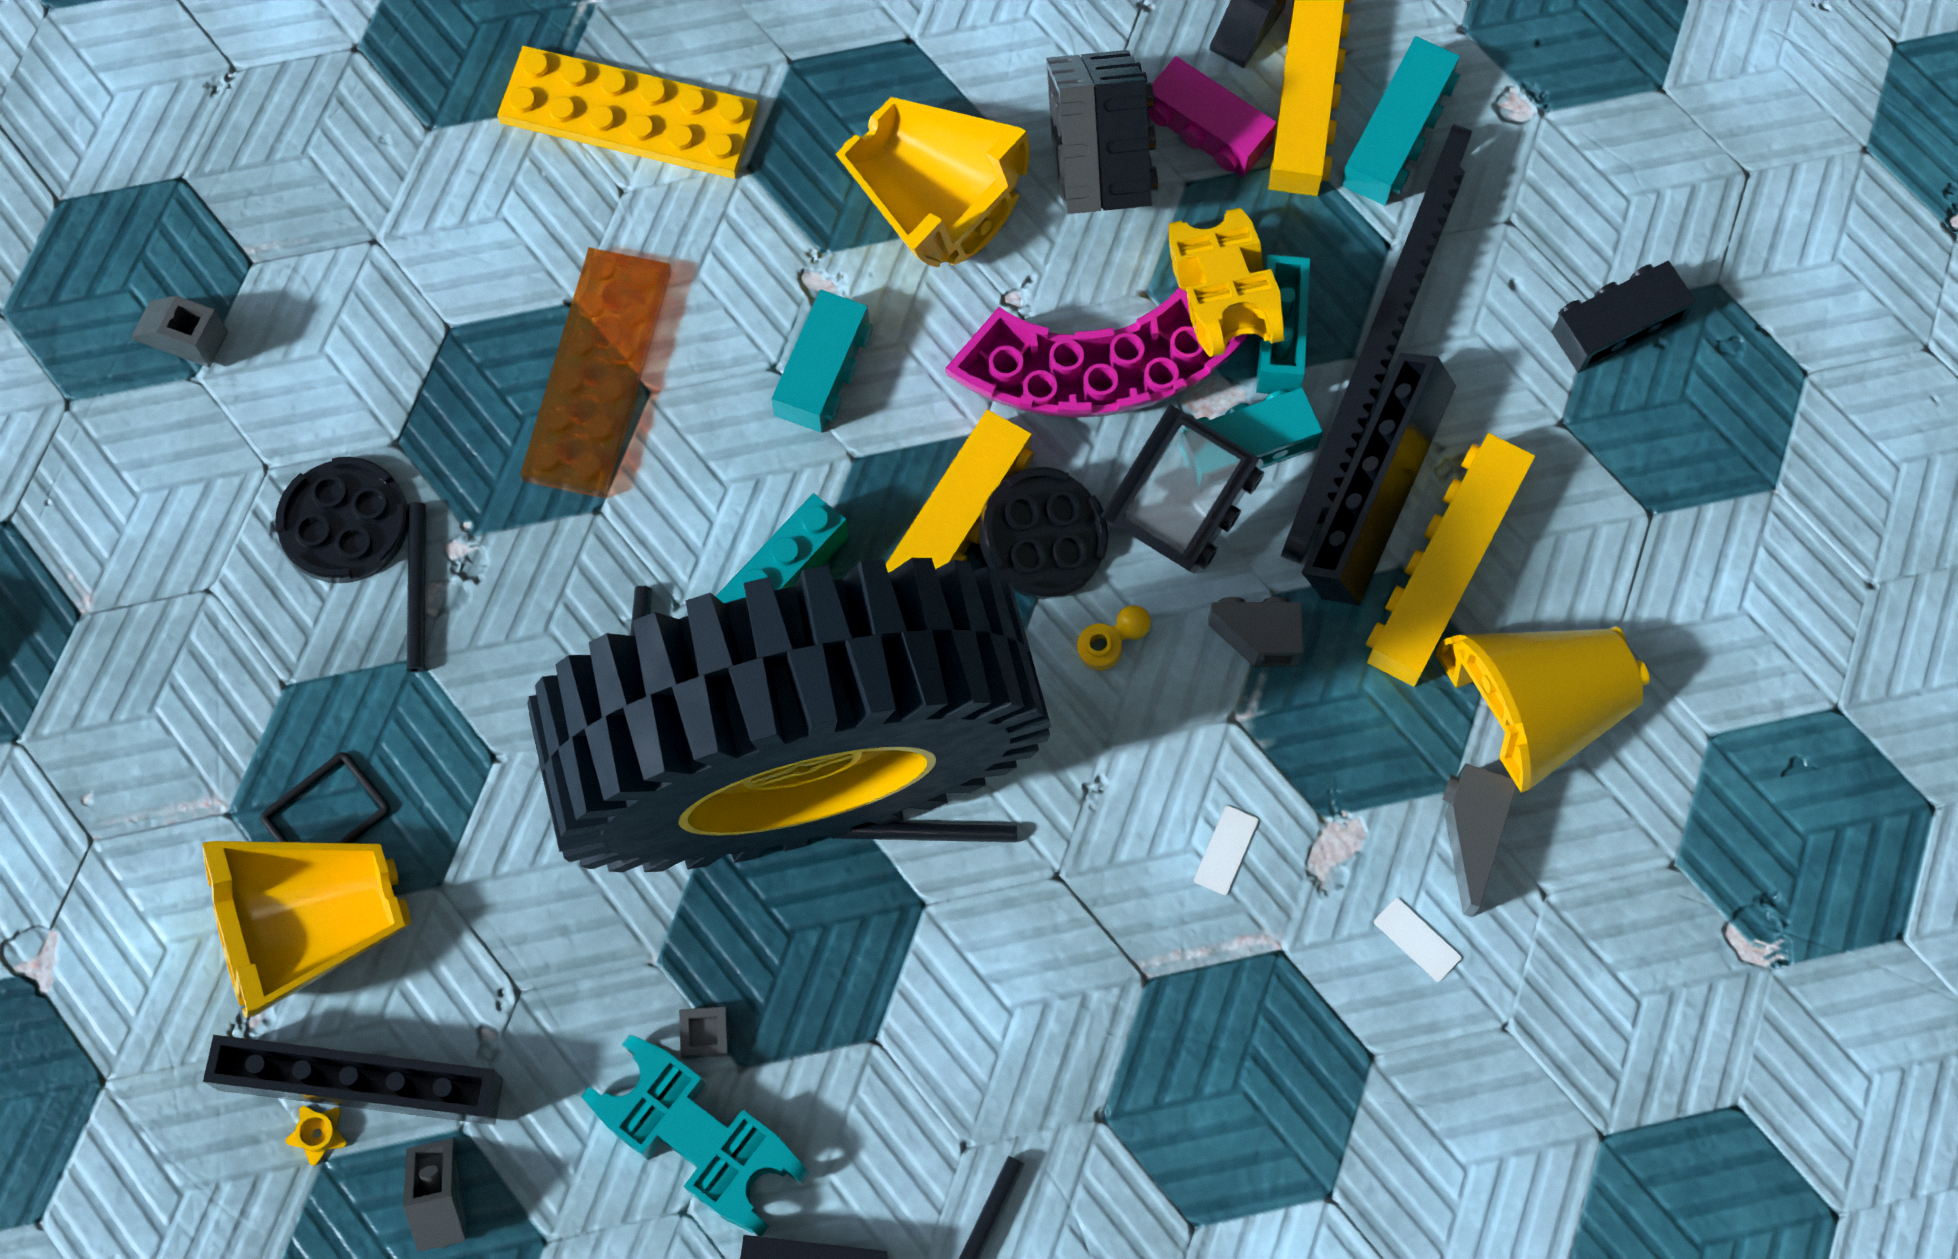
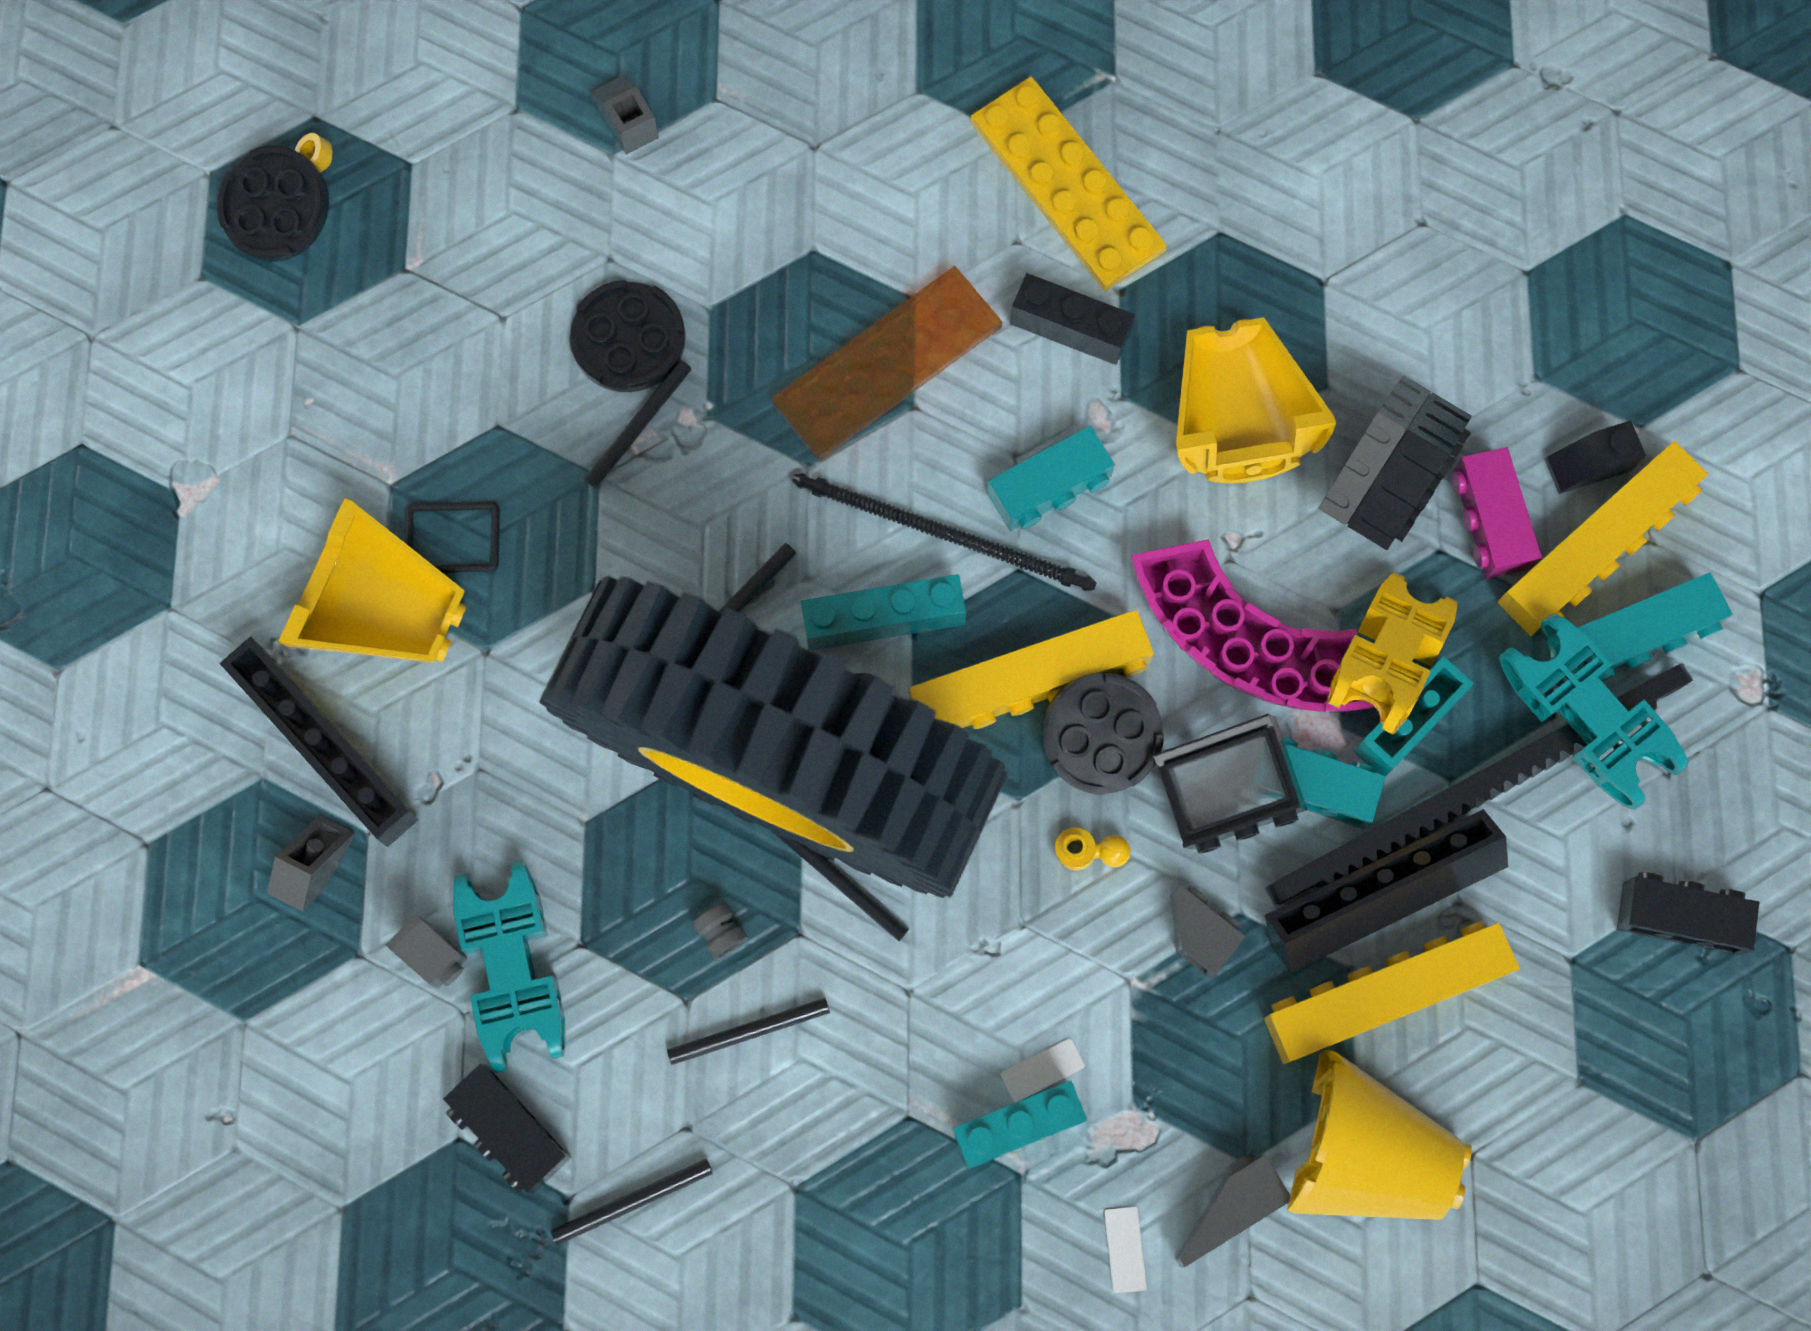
camera: 40 degrees right, 5 degrees up
(307, 1124) = (264, 748): yellow plate -> none
(614, 1180) = (427, 952): none -> dark grey slope
(628, 517) = (822, 488): none -> black hose
(704, 1032) = (574, 898): dark grey tile -> none
(729, 217) = (1071, 319): none -> black brick
(857, 954) = (719, 931): none -> dark grey wheel
(952, 1020) = (748, 1031): none -> black piece
(1247, 906) = (1019, 1124): none -> teal brick
(1419, 208) = (1593, 711): none -> teal piece

